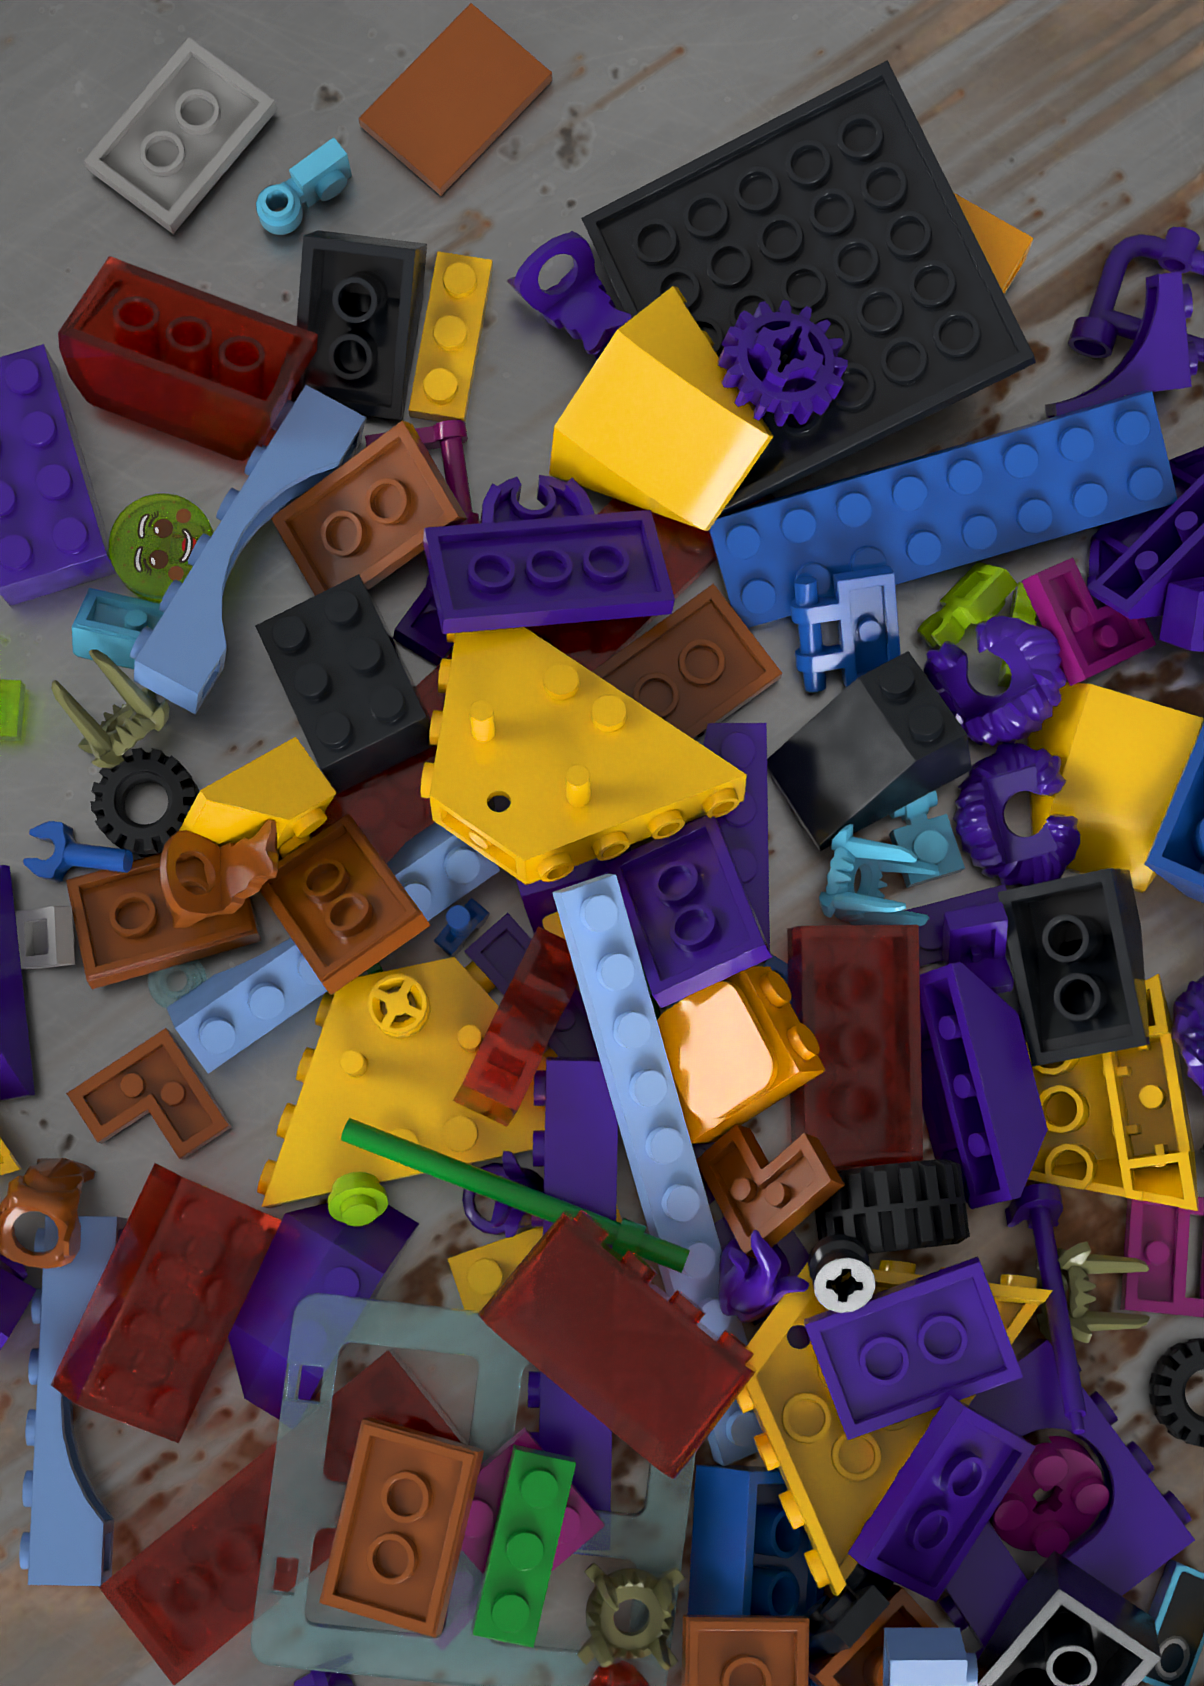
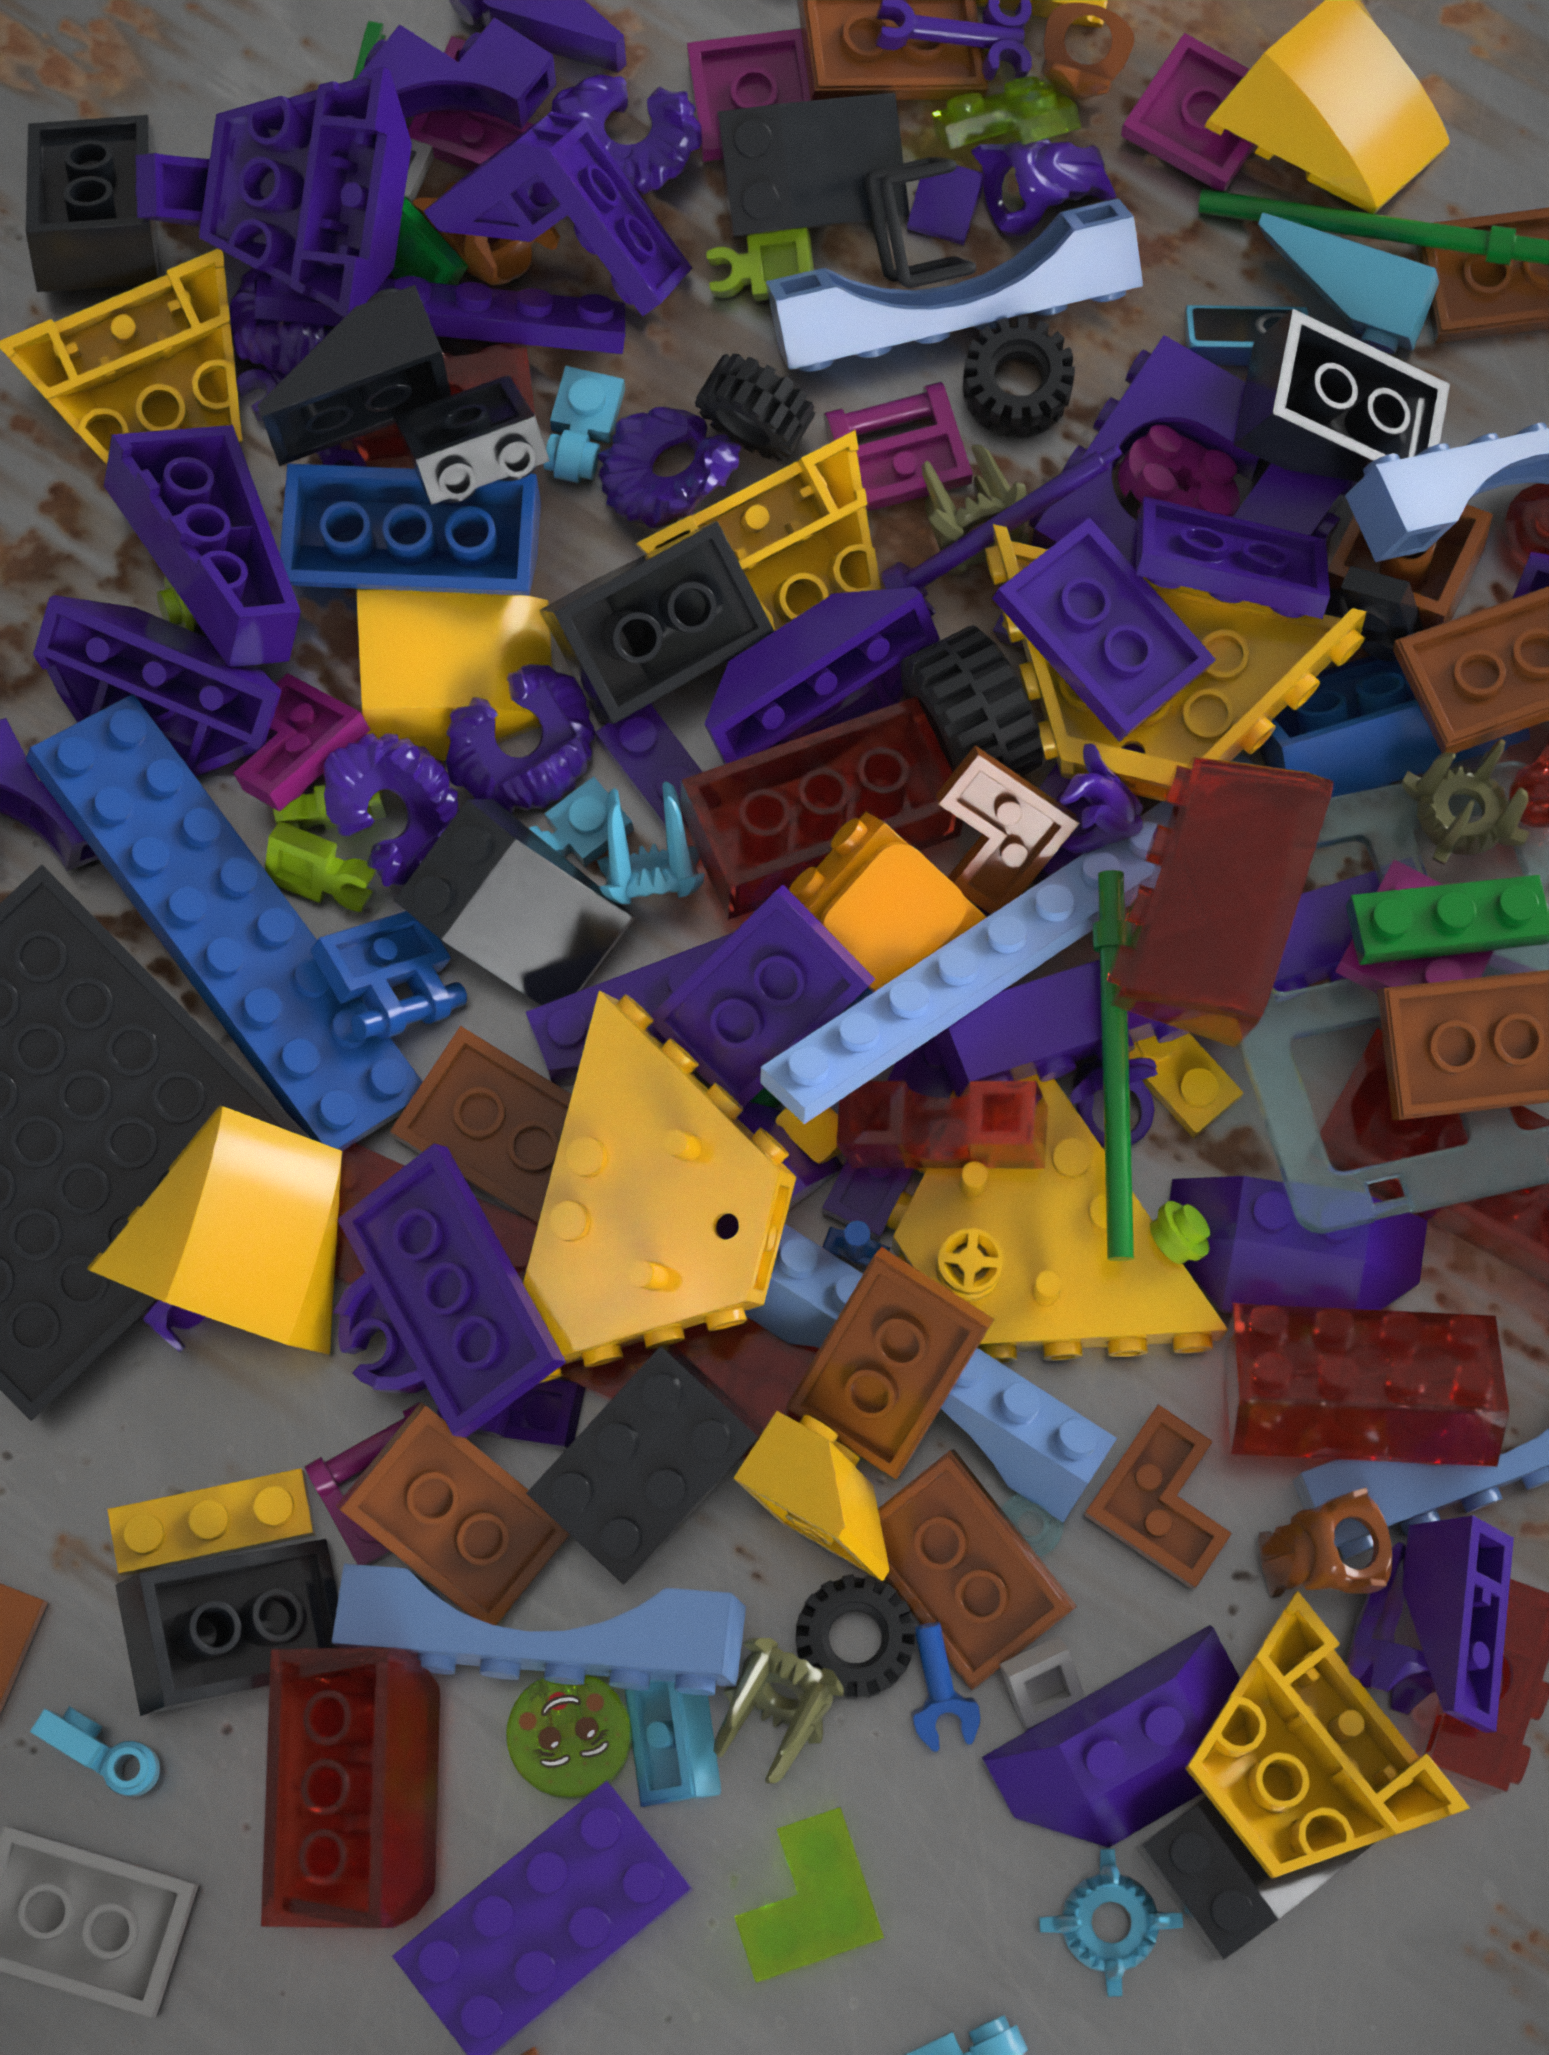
camera: 110 degrees left, 5 degrees down
(231, 873) = (902, 1499): dark orange hair -> none
(578, 300) = (122, 1395): dark purple hair -> none
(810, 372) = (138, 1120): dark purple gear -> none
(833, 1259) = (1063, 715): wheel -> none
(978, 940) = (675, 728): dark purple bracket -> none

